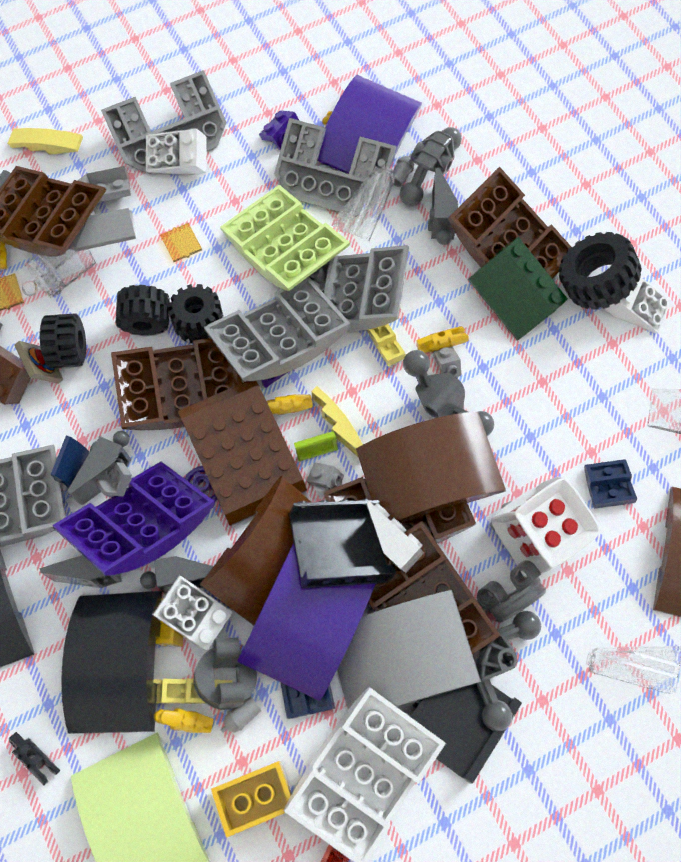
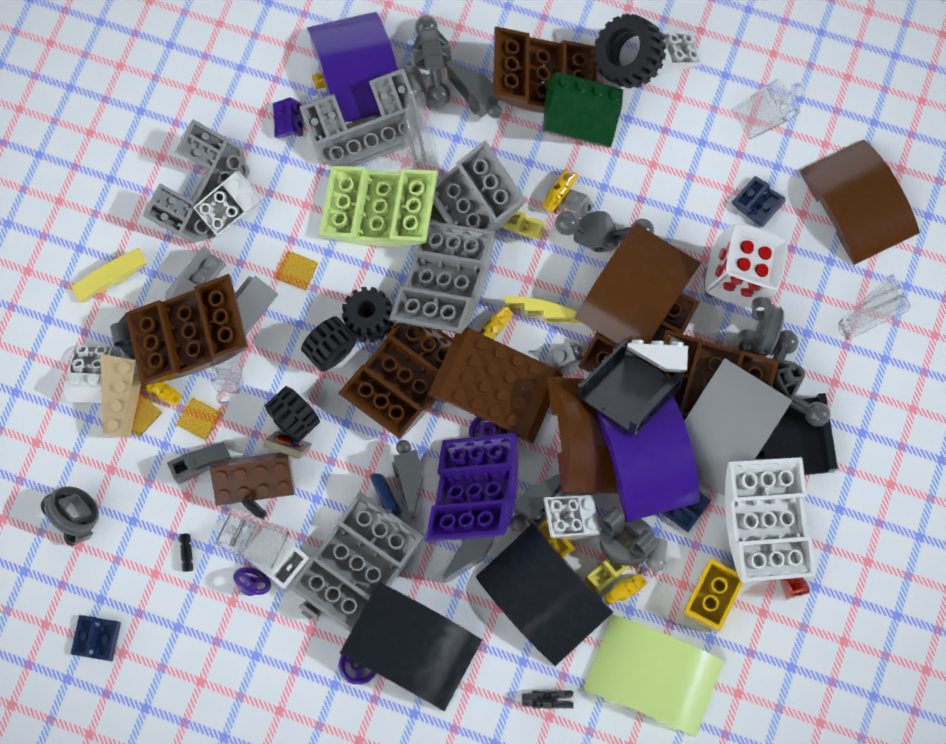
camera: 40 degrees left, 5 degrees up
(117, 483) = (432, 476): light grey bracket -> none
(316, 446) = (542, 339): lime plate -> none

